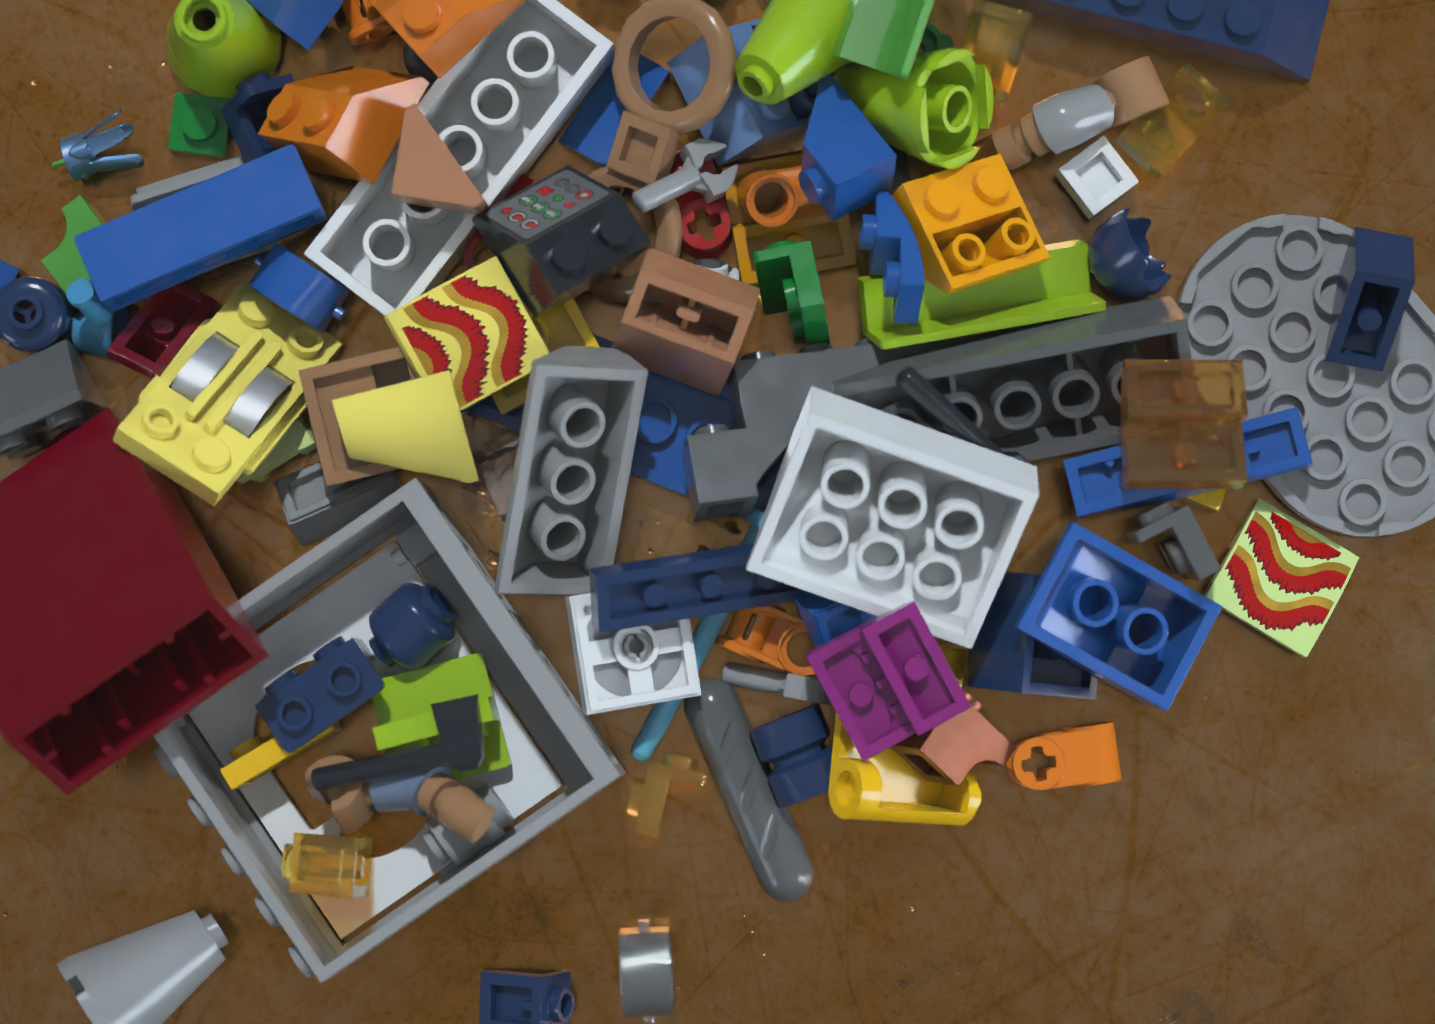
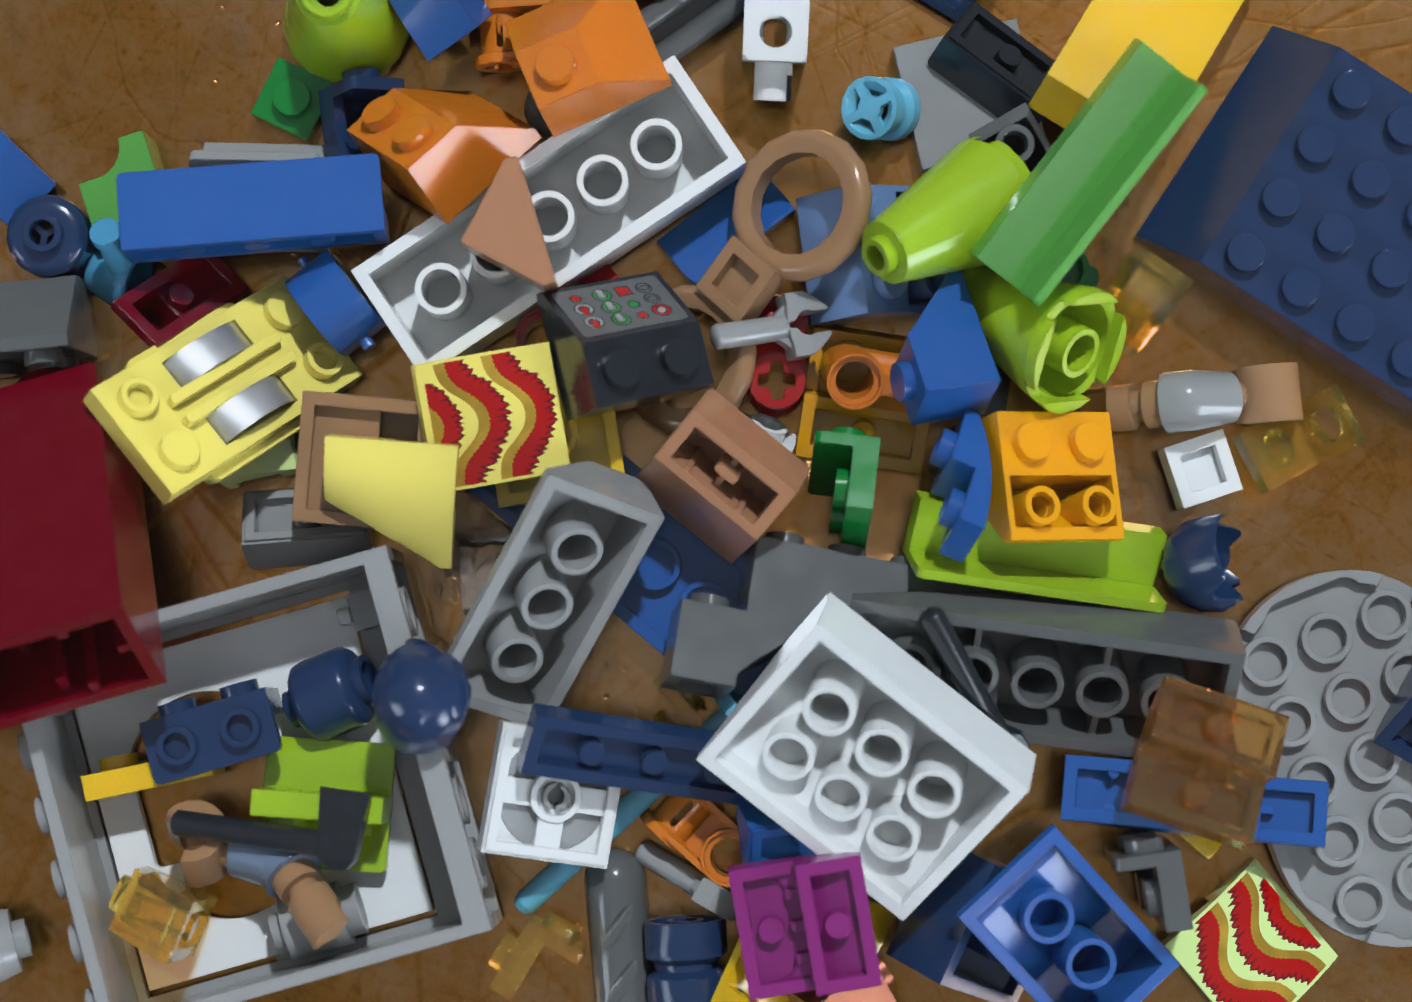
camera: 20 degrees right, 0 degrees up
(81, 151) = (161, 84): flat silver piece -> none
(491, 596) = (420, 698): none -> dark blue hair

